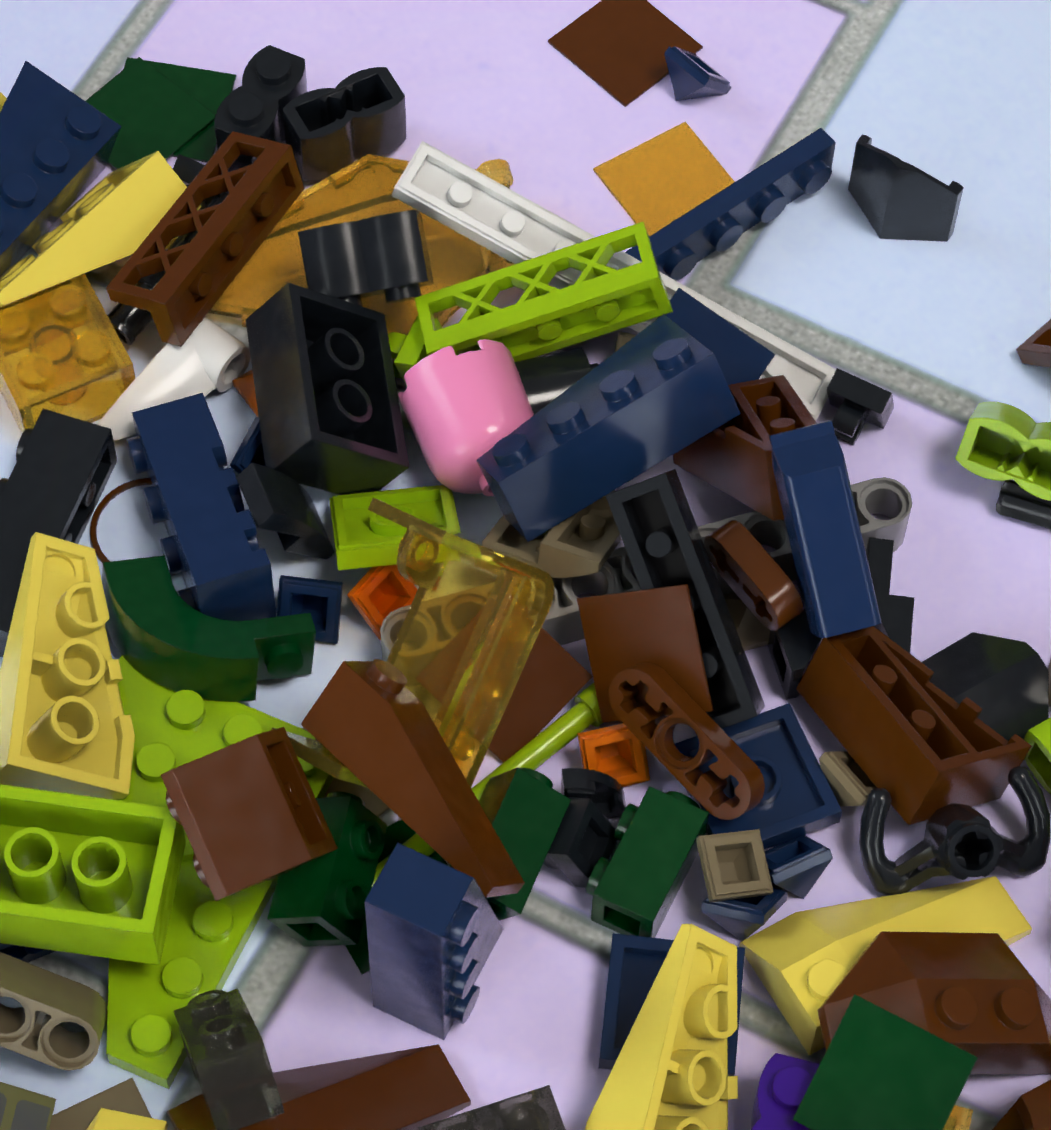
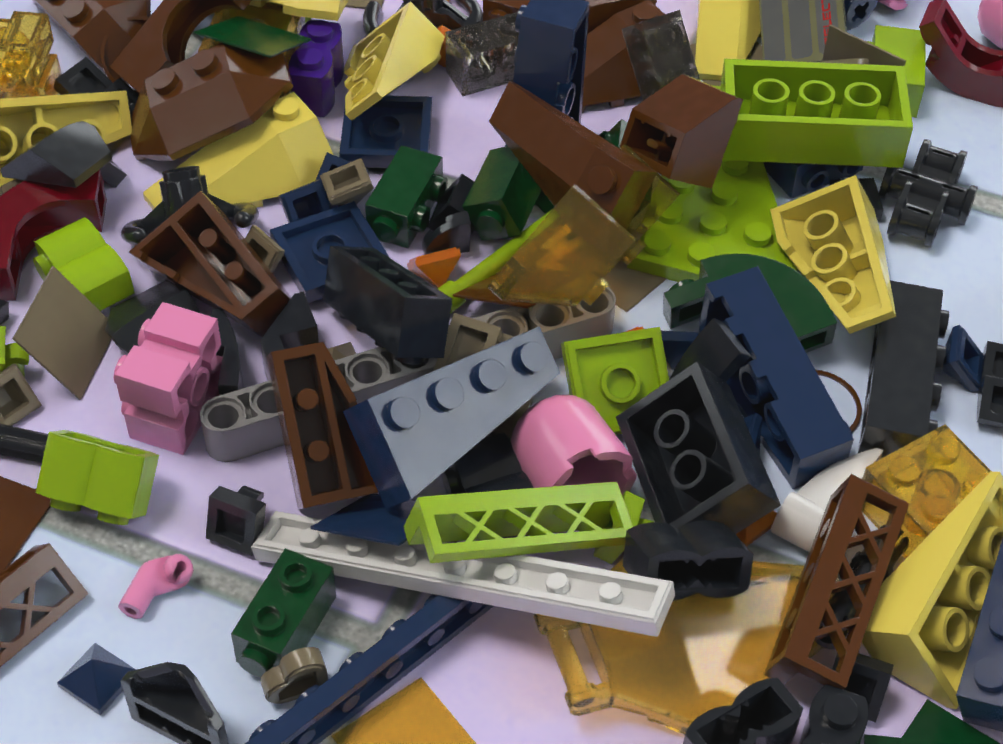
camera: 175 degrees right, 10 degrees down
(640, 628) = (416, 270): reddish brown piece -> none
(713, 741) = (382, 233): reddish brown beam -> none
(753, 575) = (334, 326): reddish brown beam -> none
(784, 232) = (294, 675): none -> dark tan tile
(804, 286) = (283, 612): none -> dark green brick
(824, 530) = (276, 312): dark blue piece -> none
(944, 359) = (154, 579): none -> bright pink arm
(956, 550) = (169, 377): none -> bright pink brick
(993, 267) = (95, 678): none -> dark blue slope

